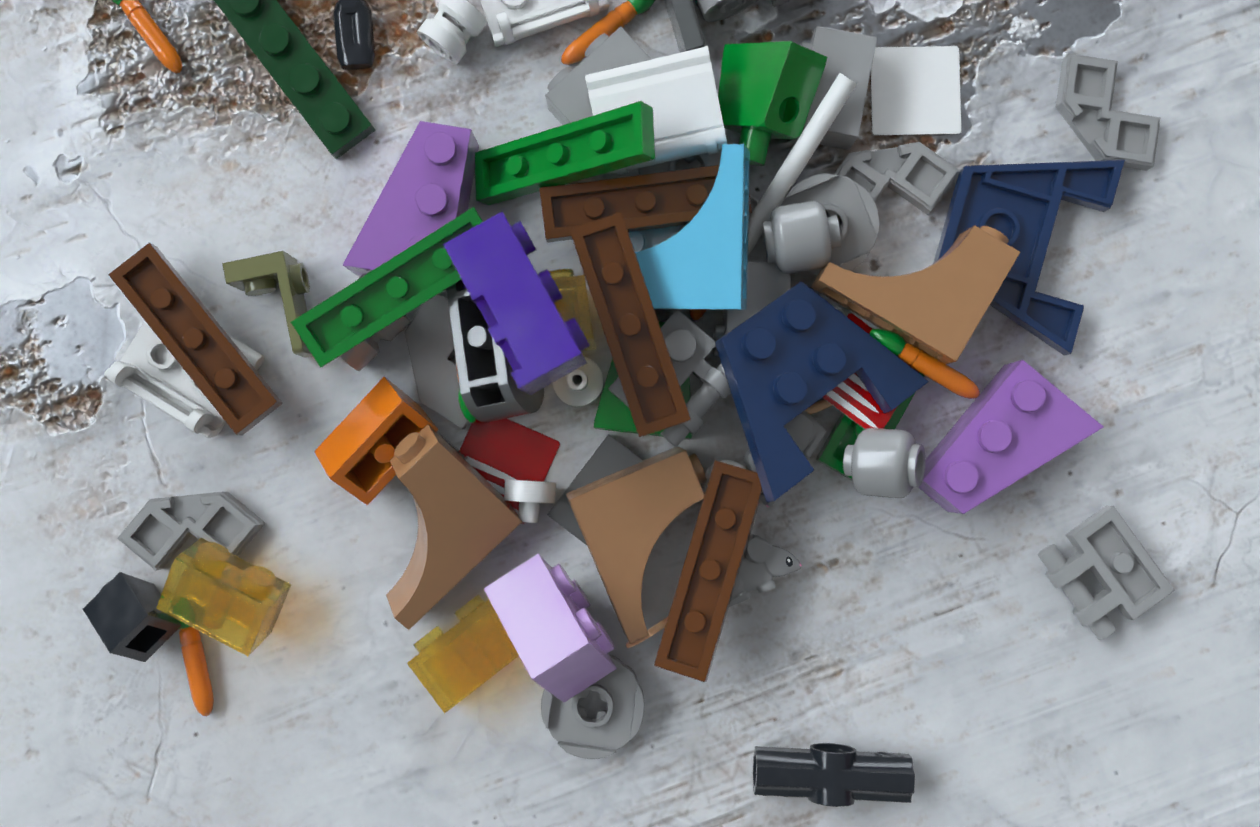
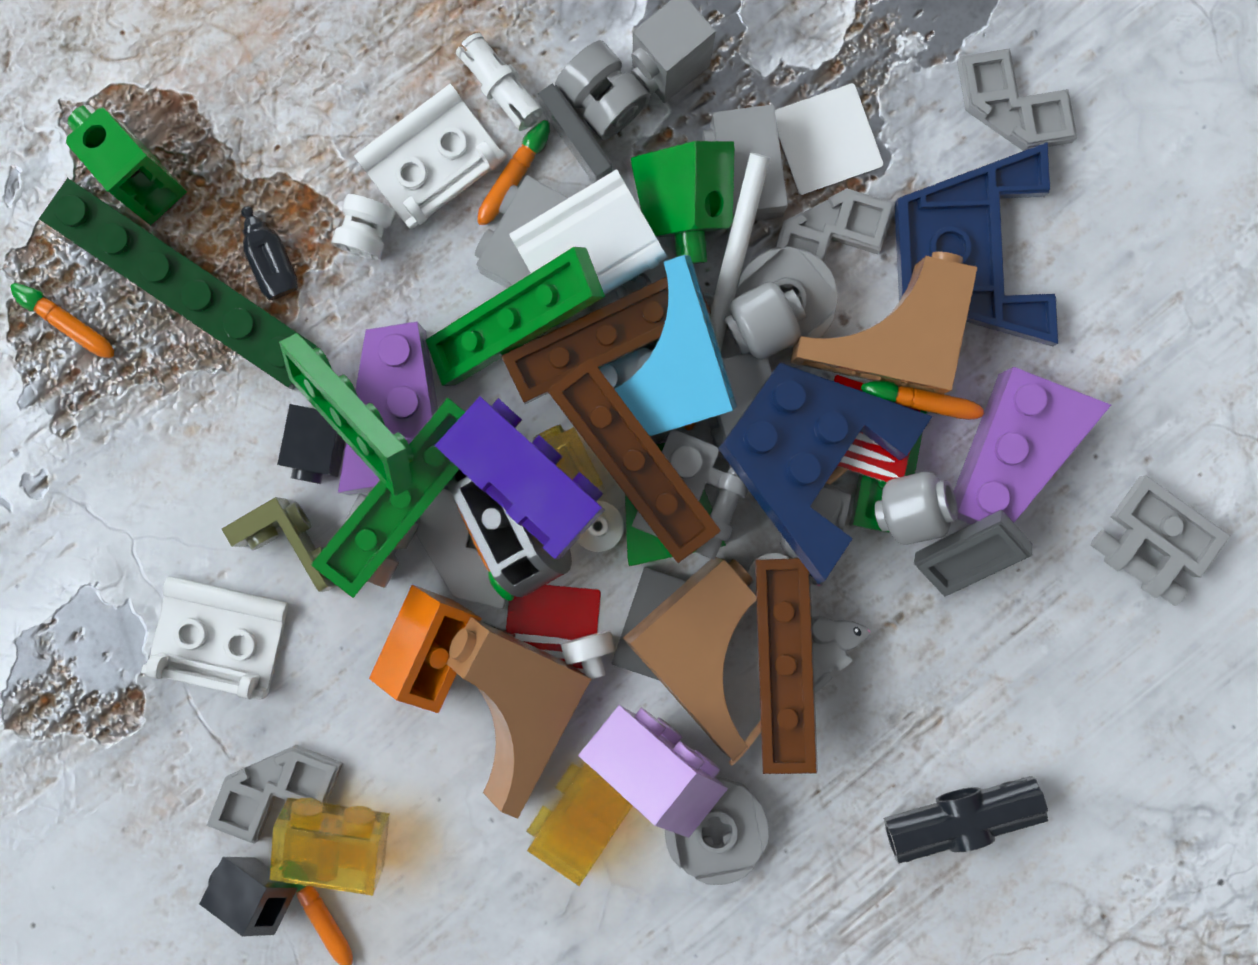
camera: 20 degrees left, 0 degrees up
(195, 339) = (219, 609): reddish brown plate -> none
(335, 212) = (310, 445): none -> black brick
(379, 202) = (354, 421): none -> green plate
(924, 524) = (973, 553): none -> dark grey tile

